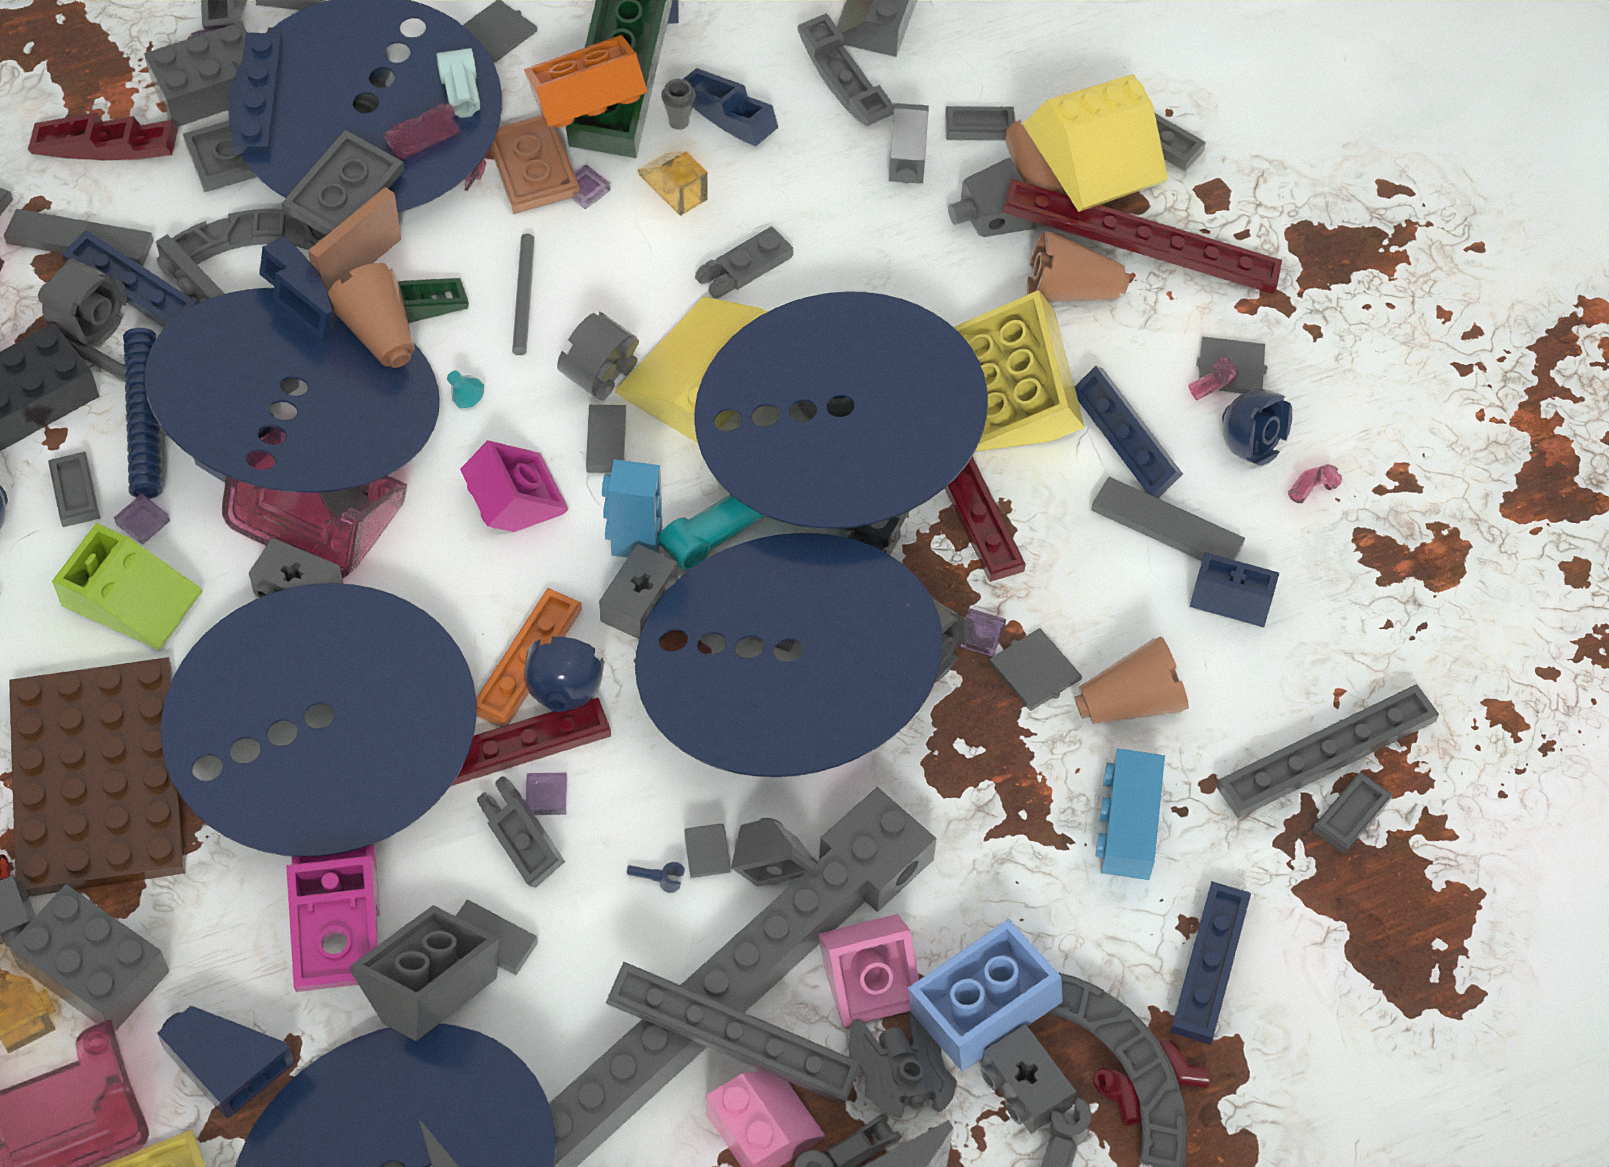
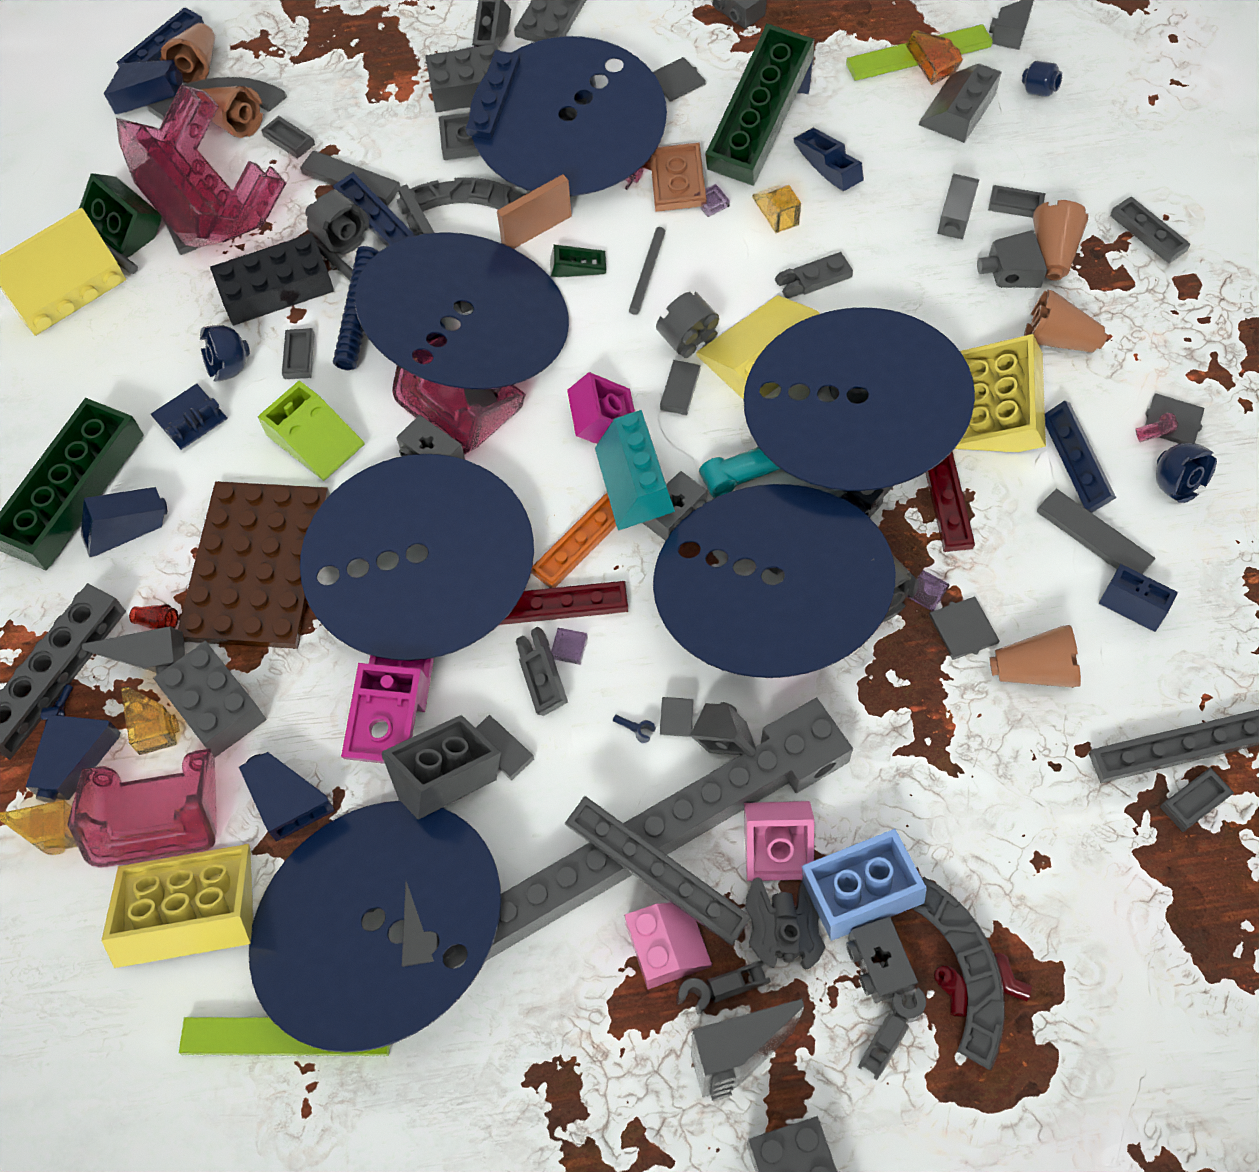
camera: 20 degrees right, 5 degrees up
(95, 139) = (379, 111): dark red slope -> none
(141, 519) = (337, 383): clear purple tile -> none
(296, 285) = (484, 235): dark blue slope -> none
(341, 182) = (535, 166): dark grey plate -> none
(375, 312) = (534, 263): nougat cone -> none
(422, 132) = (599, 141): clear pink hinge -> none
(459, 76) = (636, 107): light aqua piece -> none
(465, 389) = (587, 332): teal rock -> none
(563, 673) = (601, 558): dark blue cylinder -> none
(575, 557) = (632, 472): none -> teal slope
(586, 81) = (727, 121): orange slope -> none
(632, 506) = (683, 441): dark azure brick -> none
(678, 101) = (793, 147): dark grey cone -> none
(842, 73) = (919, 146): dark grey slope -> none
(1100, 141) = (1107, 228): light yellow slope -> none
(1131, 814) = (1014, 761): dark azure brick -> none
(1143, 237) = (1125, 308): dark red tile -> none
(1210, 963) = (1052, 898): dark blue plate -> none
(1310, 478) = (1221, 520): clear pink arm -> none

